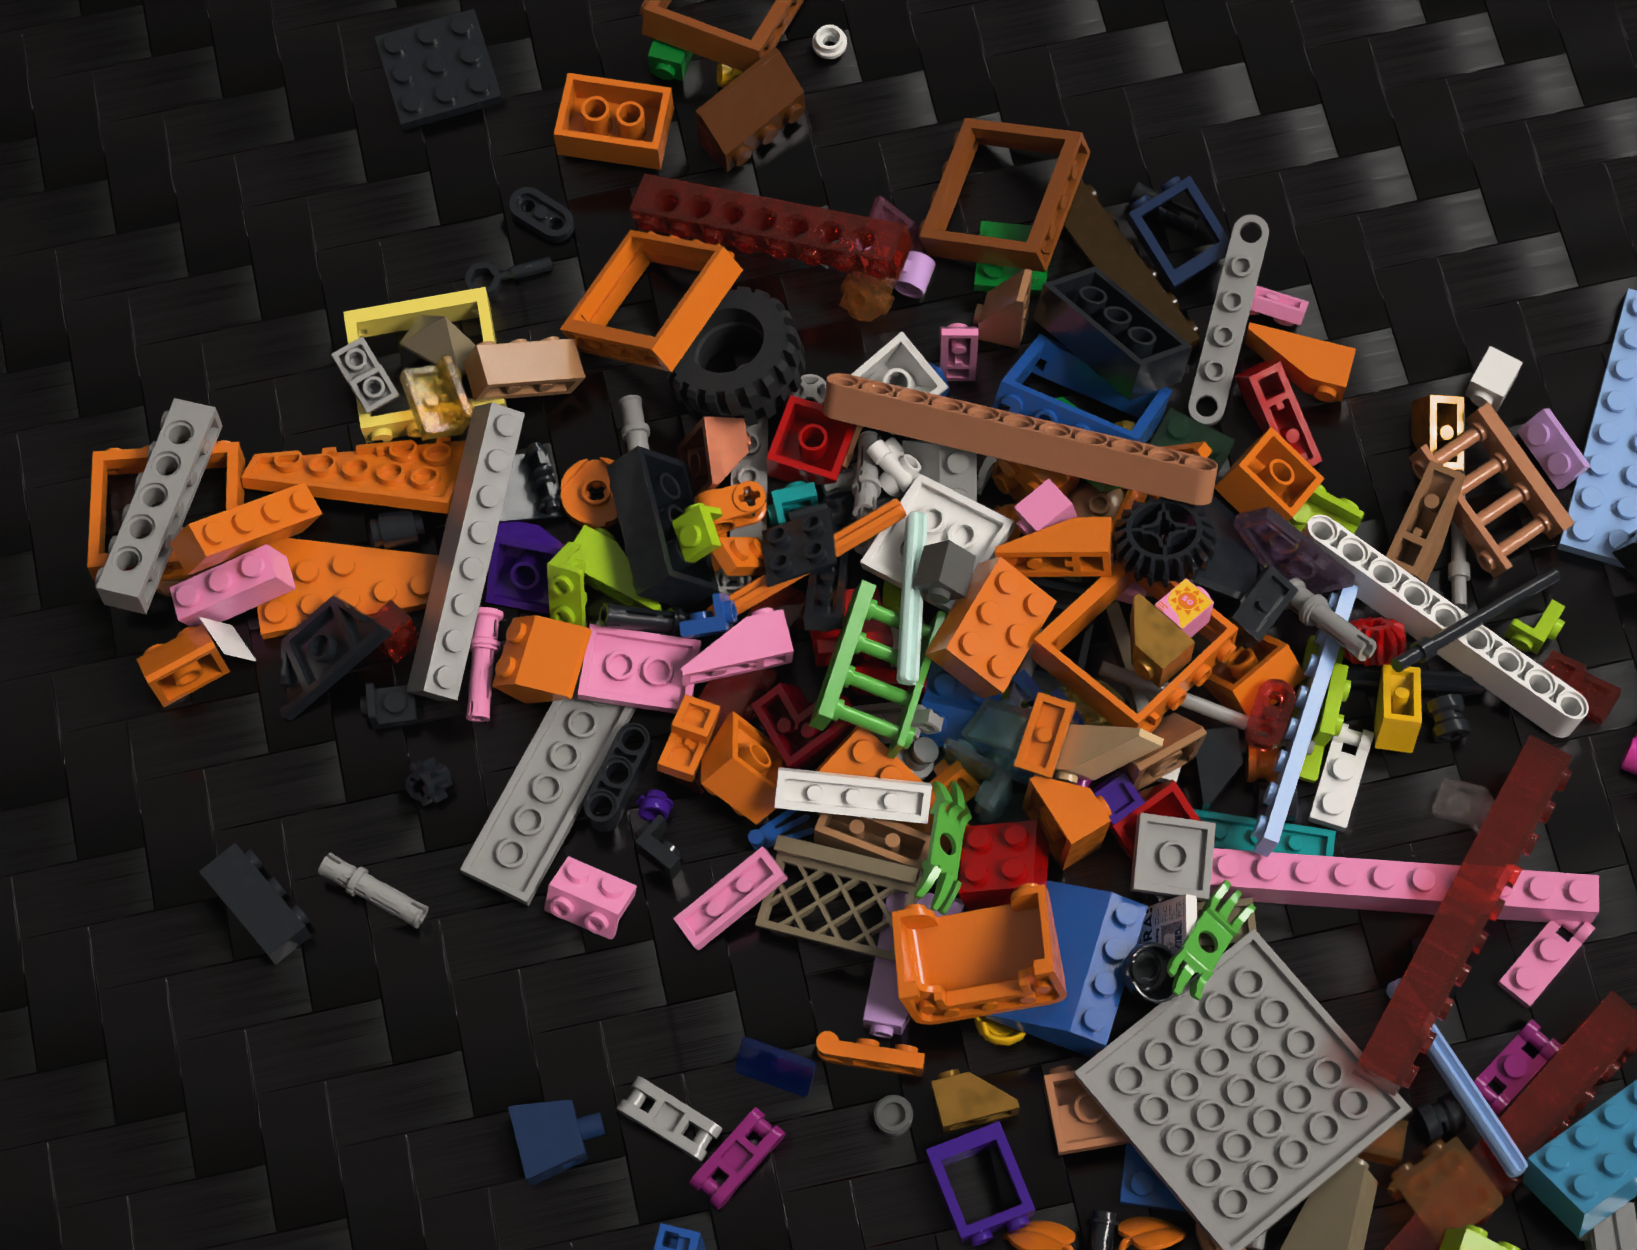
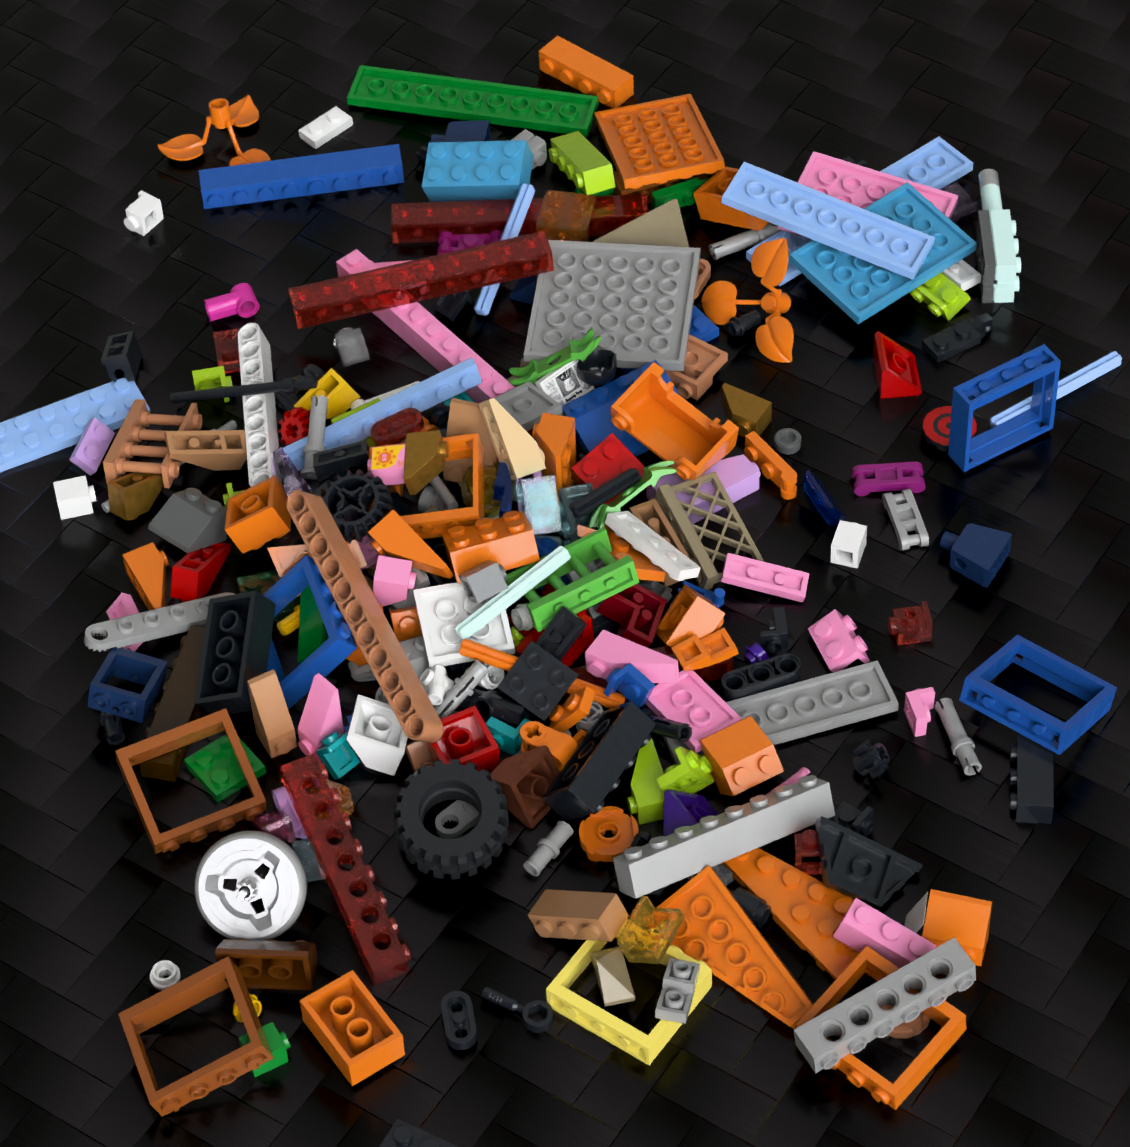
camera: 135 degrees left, 20 degrees down
(245, 528) = (845, 945): orange brick -> none
(350, 1055) = (1027, 718): none -> blue window
(433, 877) = (917, 709): none -> bright pink bracket
(537, 995) = (911, 624): none -> clear red brick
(618, 277) = (510, 875): orange window -> none
(692, 1026) = (848, 544): none -> white brick
(697, 531) = (584, 726): lime bracket -> none
(829, 143) = (231, 910): none -> wheel
(924, 337) = (337, 754): none -> teal bracket
(964, 814) = (605, 492): none -> black axle
(964, 1147) = (783, 401): dark purple window -> none
(1044, 735) = (530, 463): orange plate -> none
(1343, 439) = (190, 521): none -> dark grey slope

